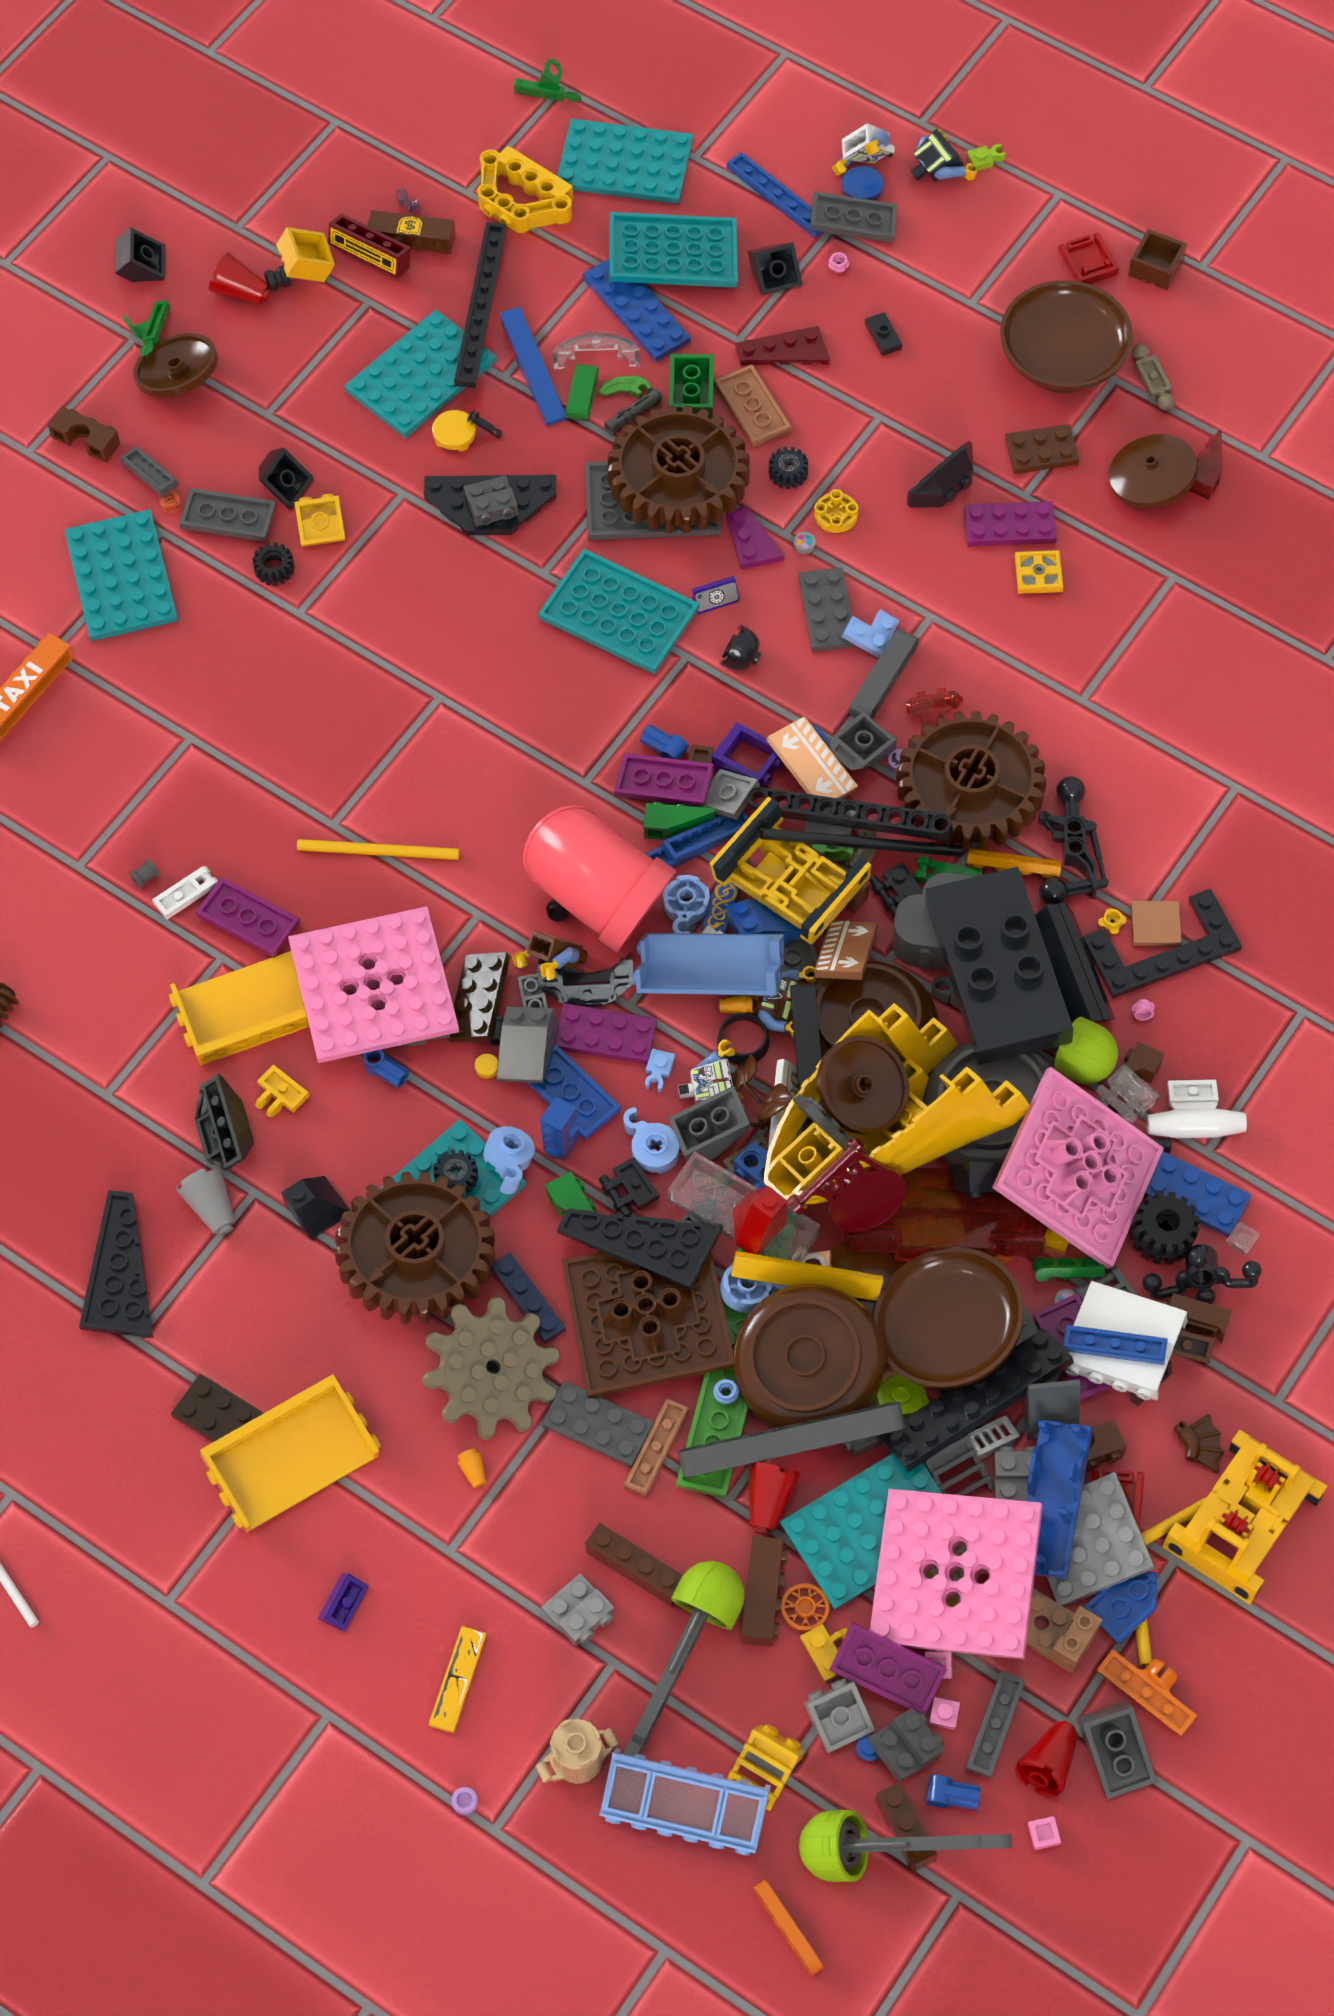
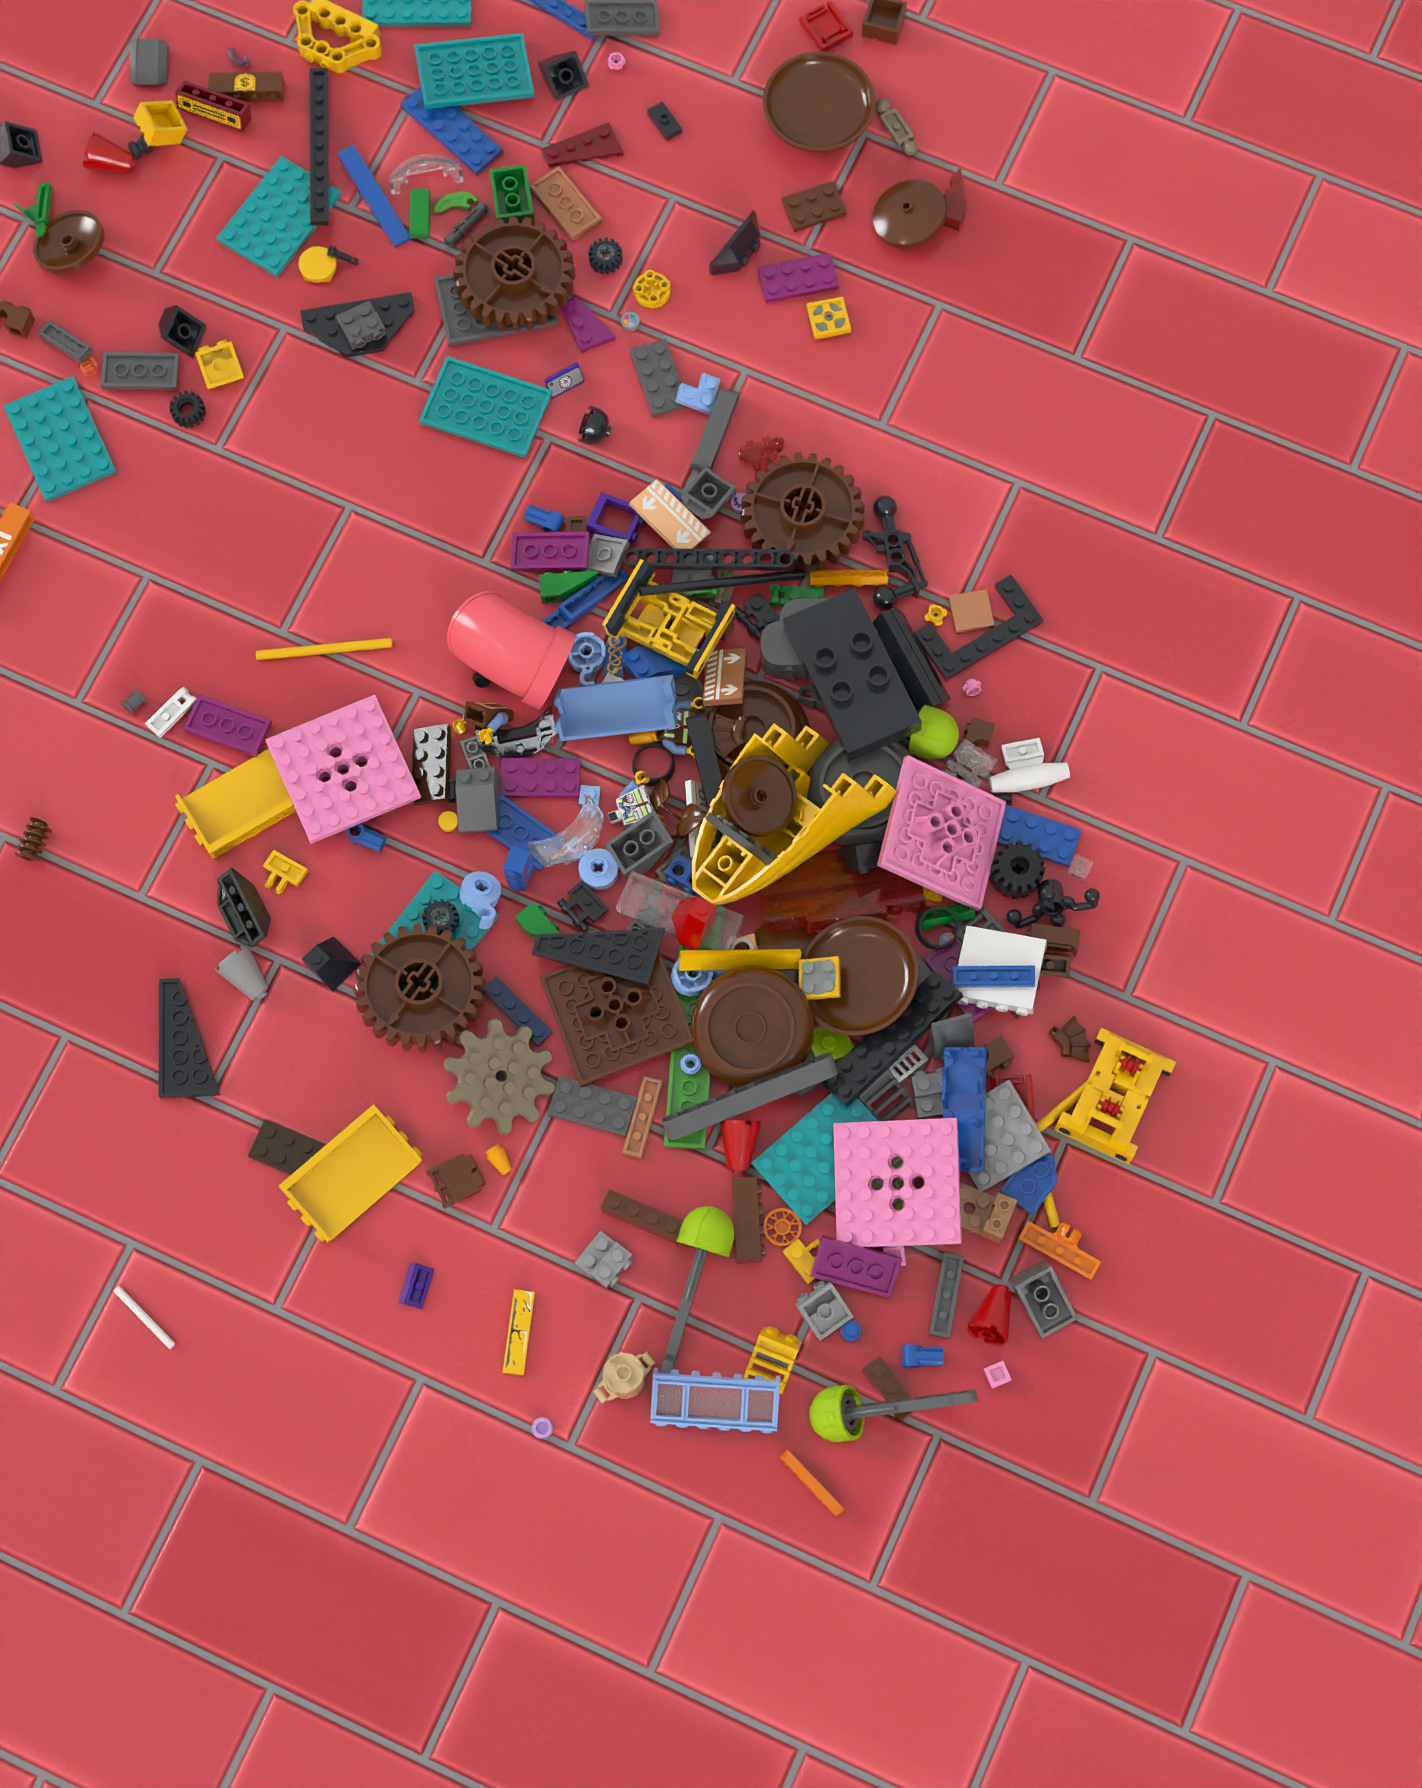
camera: 10 degrees left, 10 degrees up
(306, 190) = (149, 61): none -> dark grey slope
(417, 1483) = (457, 1179): none -> reddish brown plate
(631, 1107) = (574, 840): none -> clear windscreen
(839, 1013) = (729, 733): none -> reddish brown arm
(861, 1196) = (772, 891): dark red piece -> none
(901, 1312) = (820, 977): none -> light grey piece
(907, 1745) = (880, 1324): dark grey plate -> none
(944, 1713) = (905, 1293): bright pink plate -> none
(1039, 1295) = (921, 938): none -> black tyre

